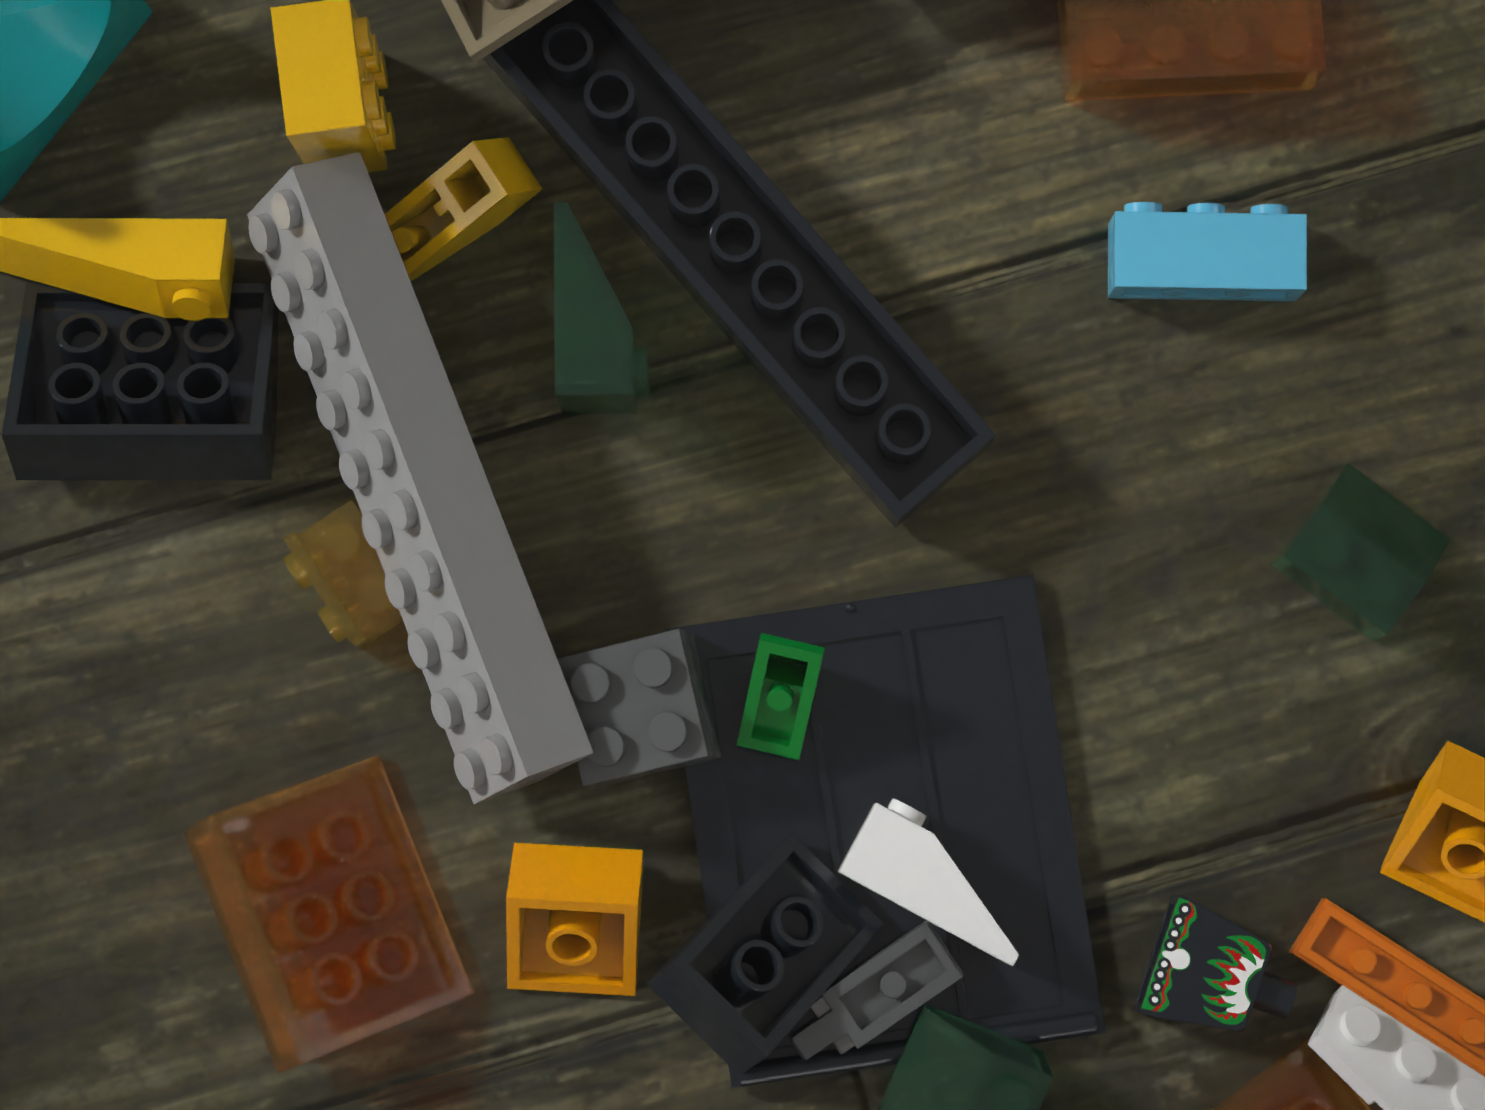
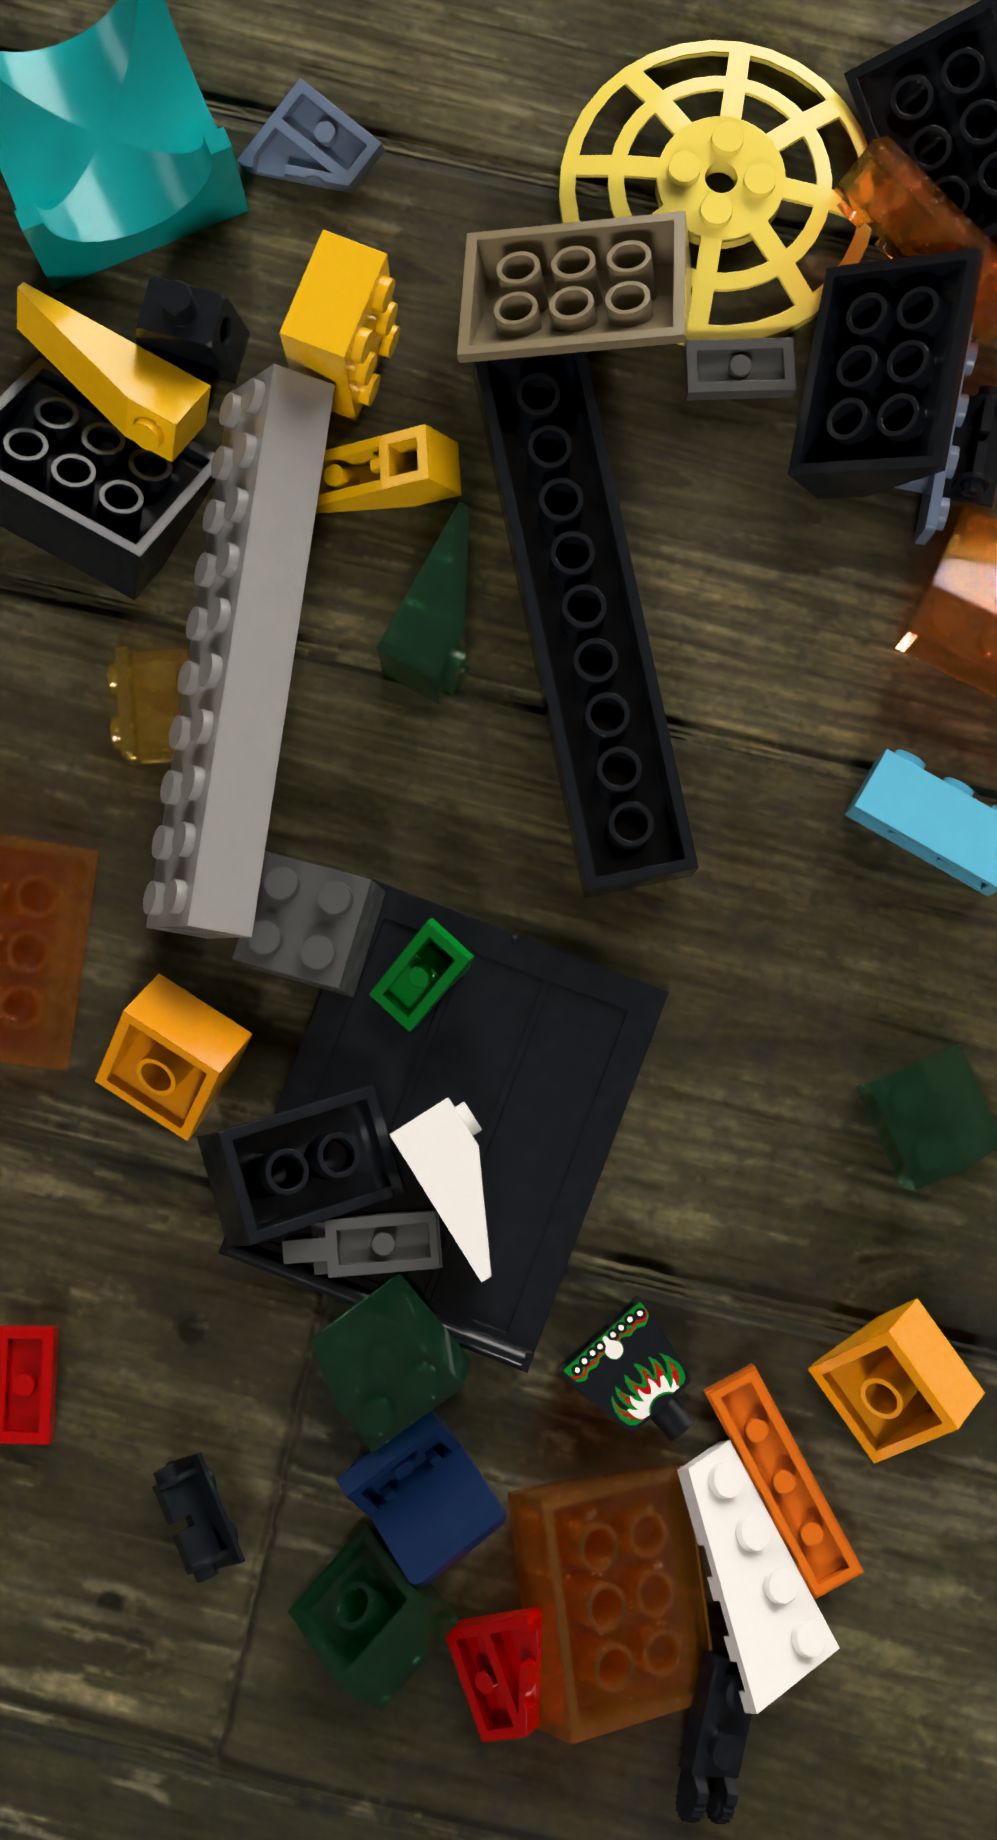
camera: 25 degrees right, 0 degrees up
(171, 172) = (186, 328): none -> black torso

